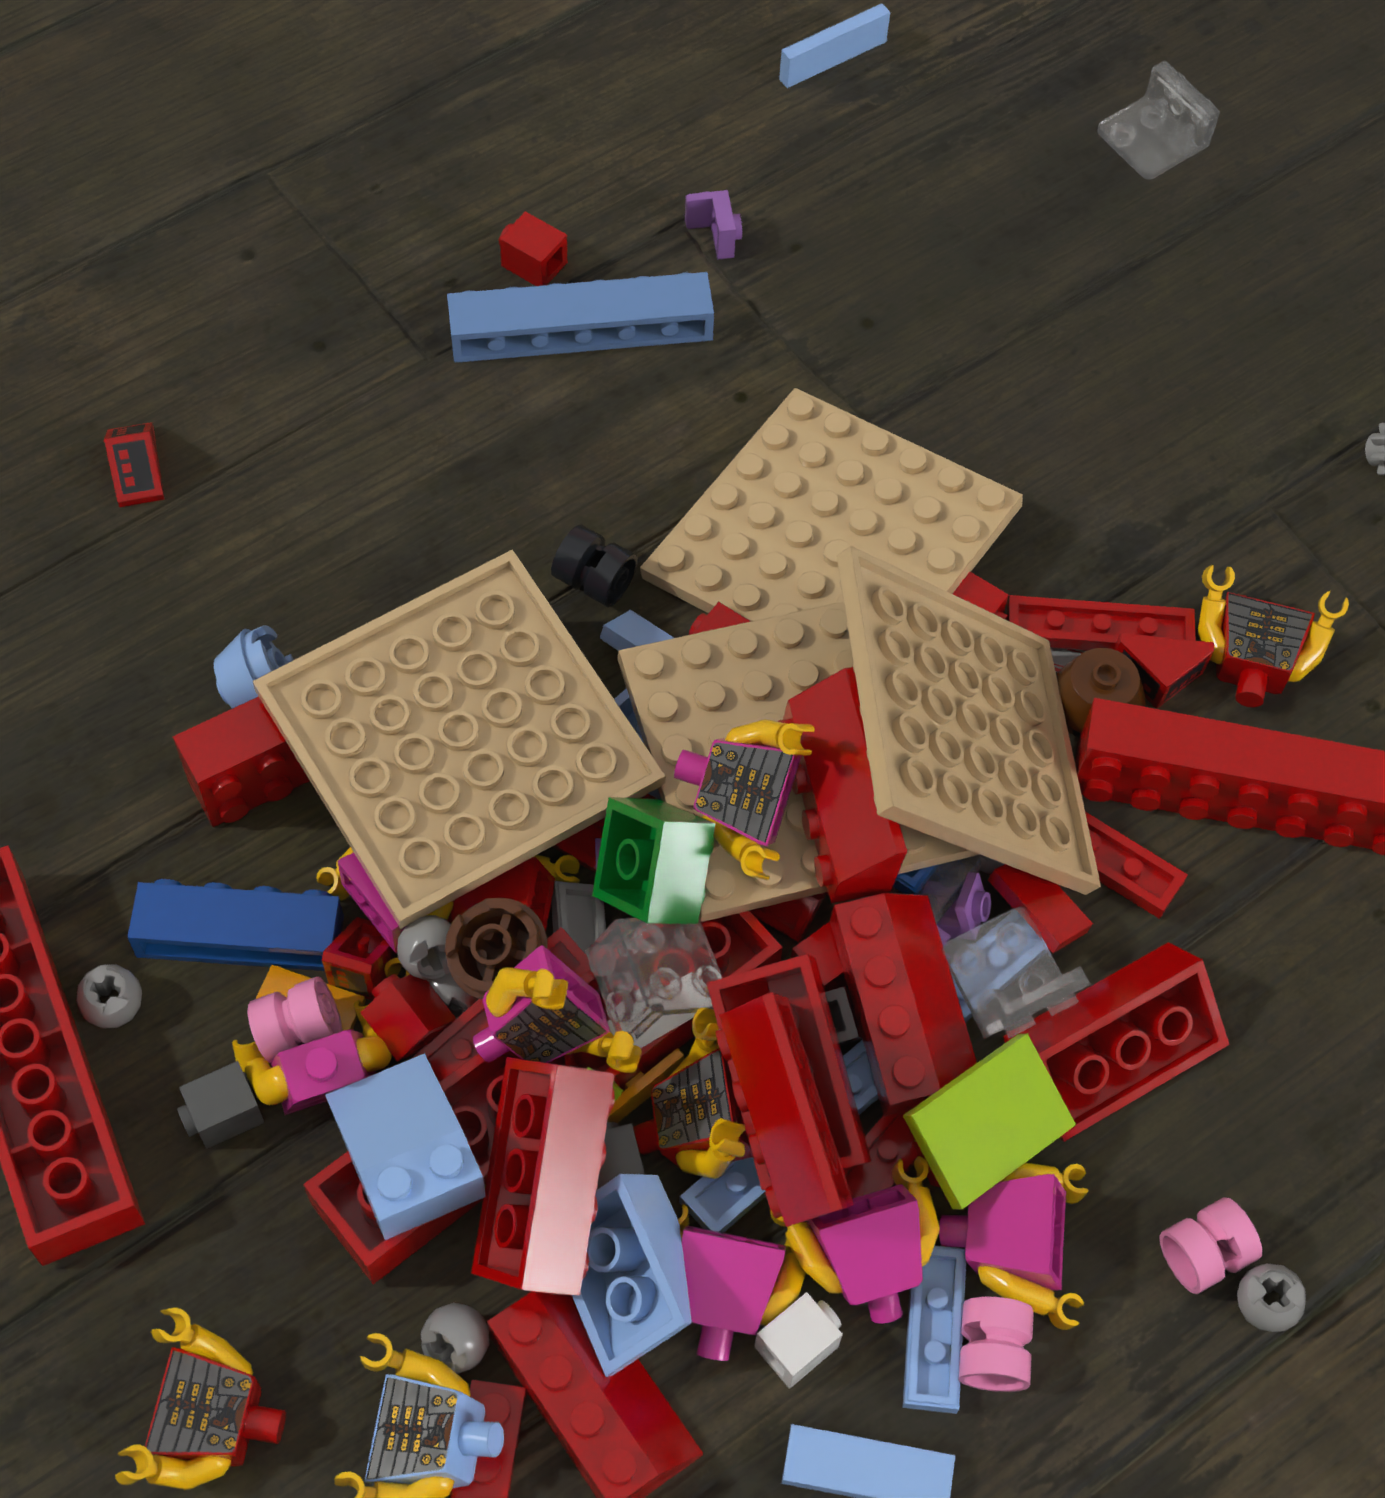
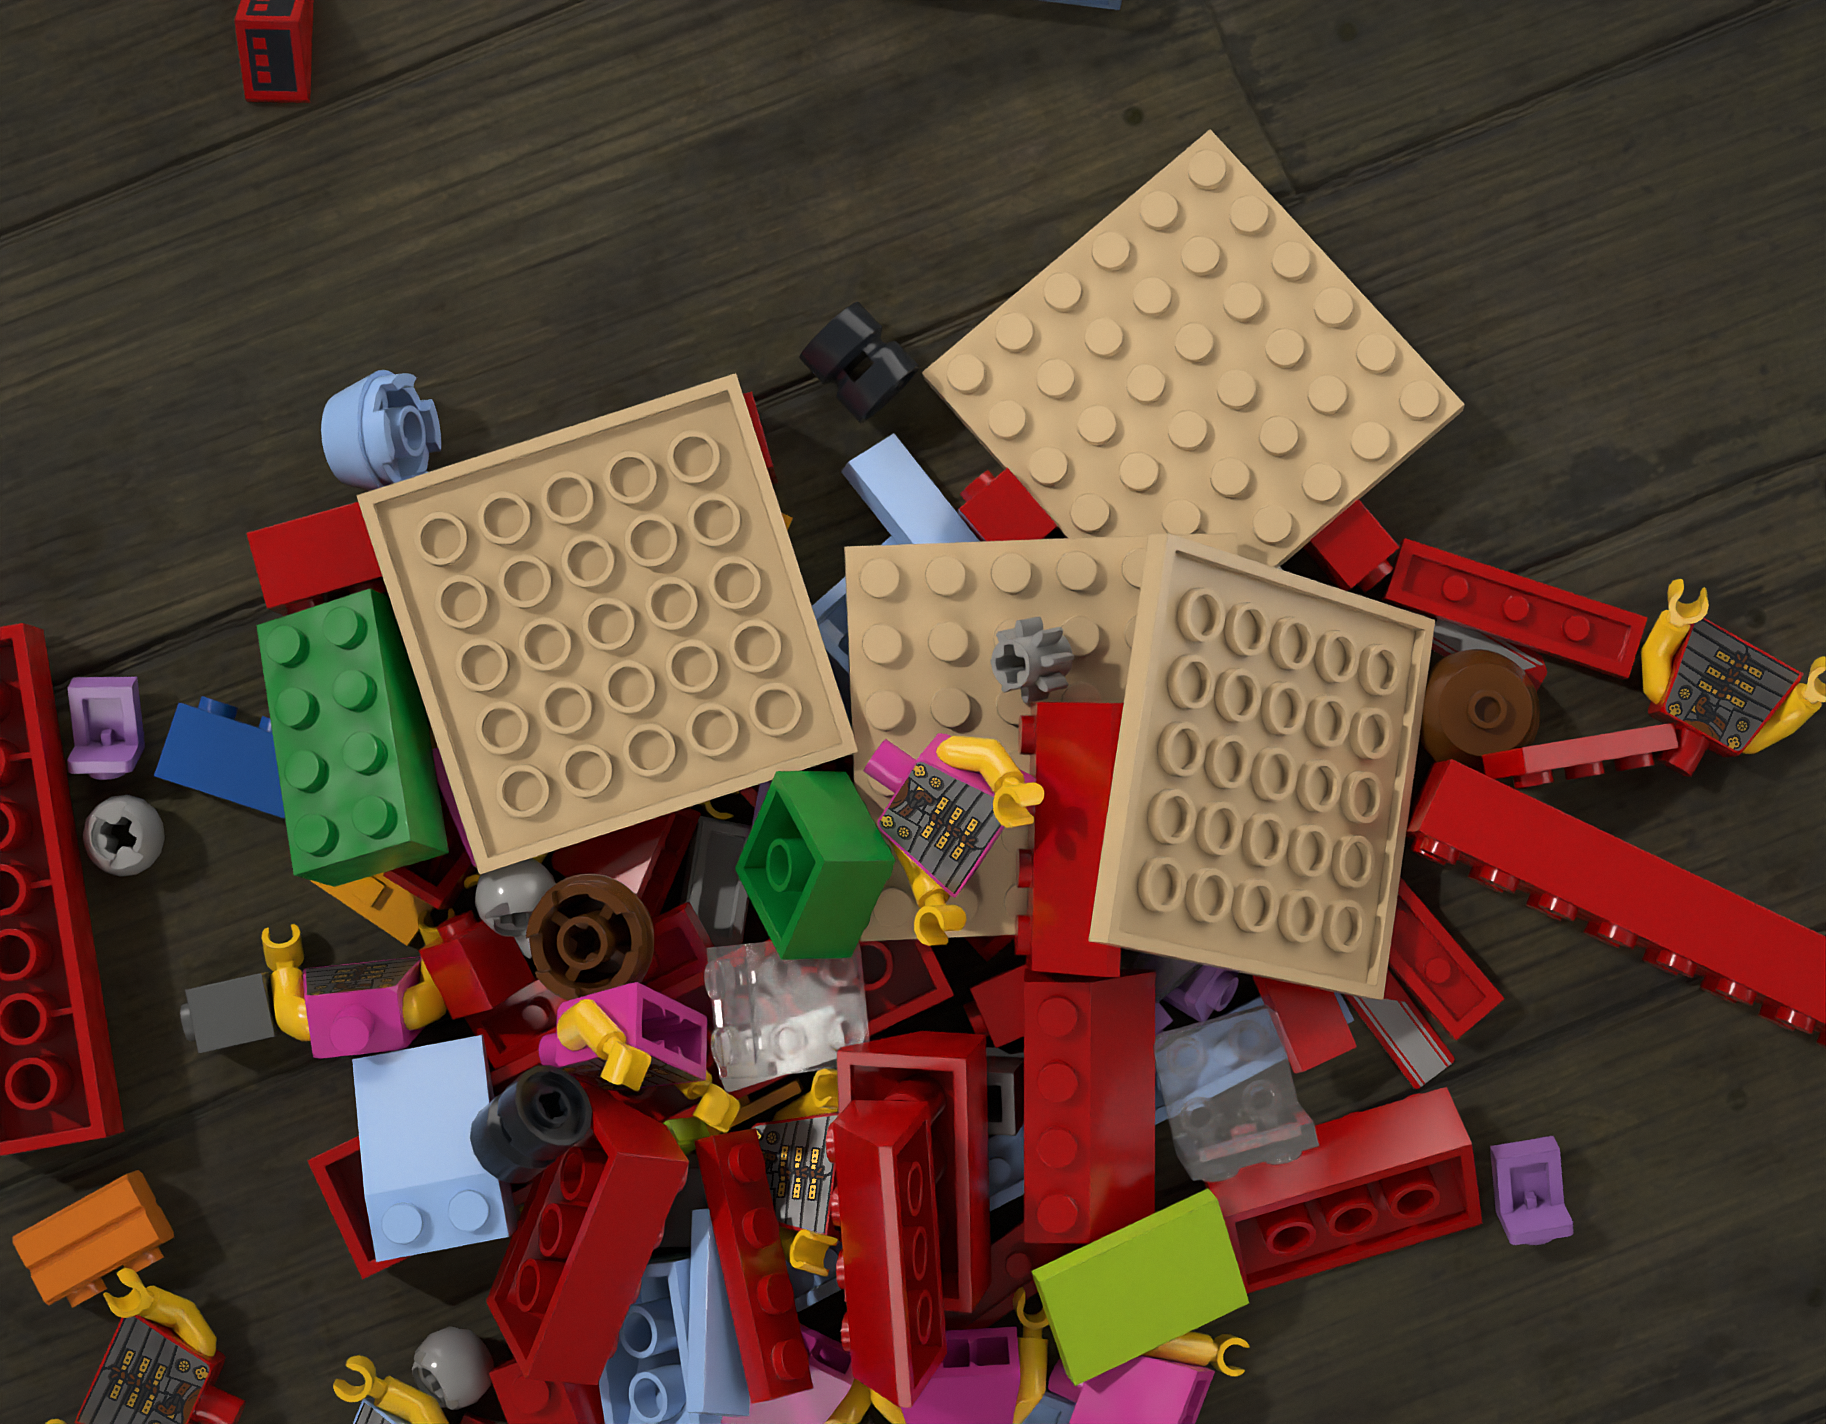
camera: 15 degrees right, 25 degrees up
(81, 919) = (105, 726): none -> medium lavender bracket
(127, 1306) = (93, 1238): none -> orange brick
(280, 860) = (350, 741): none -> green brick
(292, 1020) = (331, 932): bright pink wheel -> none
(481, 1083) = (530, 1124): none -> black wheel
(666, 1212) = (714, 1359): none -> light blue tile
(689, 1179) = (753, 1265): none -> red plate
(774, 680) = (1032, 659): none -> light grey gear
(1120, 923) = (1404, 1033): none -> sticker
(1165, 663) = (1575, 692): red slope -> none
(1186, 689) = (1581, 755): none -> red plate
(1255, 1004) = (1530, 1191): none -> medium lavender bracket

